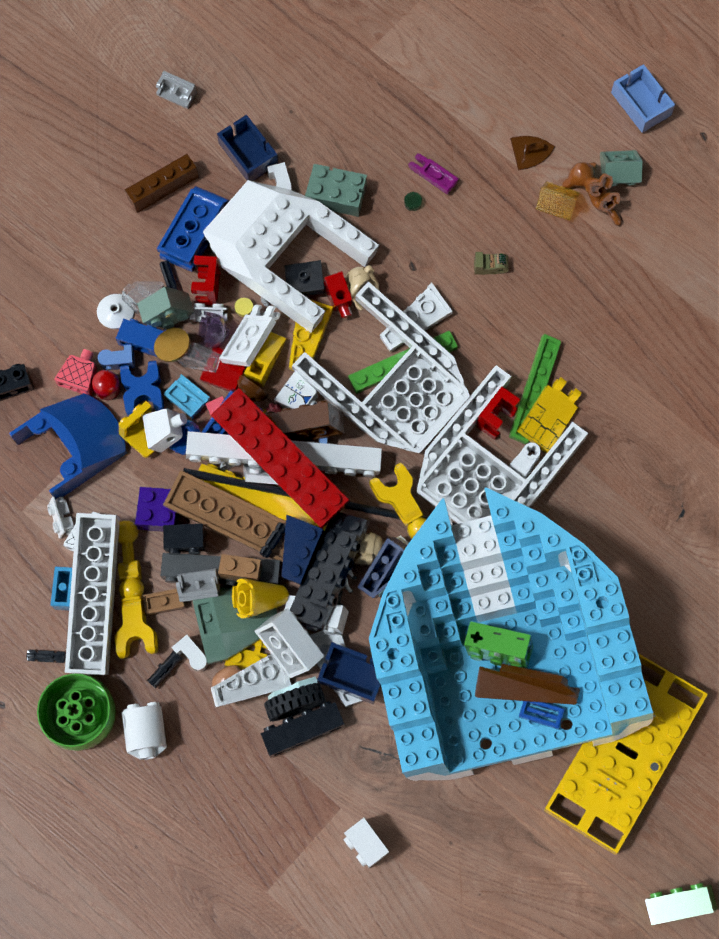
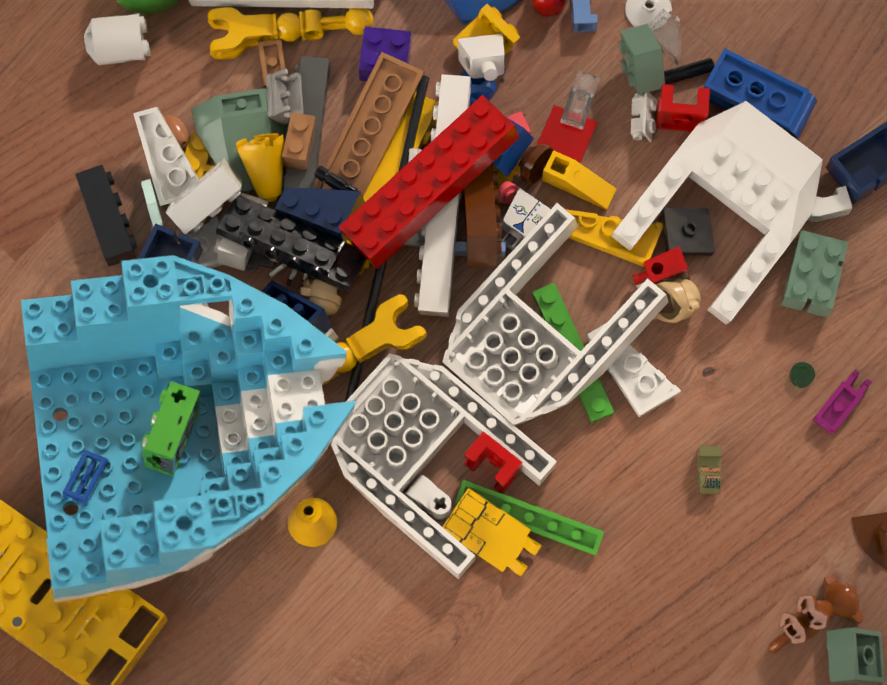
camera: 90 degrees right, 0 degrees up
(138, 335) = (604, 45): blue brick -> none
(142, 388) = (543, 38): blue piece -> none
(162, 183) = (822, 59): reddish brown brick -> none
(164, 669) = (192, 65): black pin -> none
(172, 344) = (592, 66): pearl gold shield -> none
(184, 538) = (342, 80): black slope -> none
(186, 396) = (531, 90): medium azure plate -> none
(192, 652) = (214, 87): white leg -> none
(213, 330) = (614, 118): clear purple cylinder -> none
(243, 306) = (651, 159): light yellow tile -> none
(250, 336) = (606, 161): white tile -> none
(294, 702) = (133, 201): black tyre -> none
(524, 685) = (119, 457): reddish brown wedge -> none
(557, 200) = (804, 564): clear yellow bracket -> none

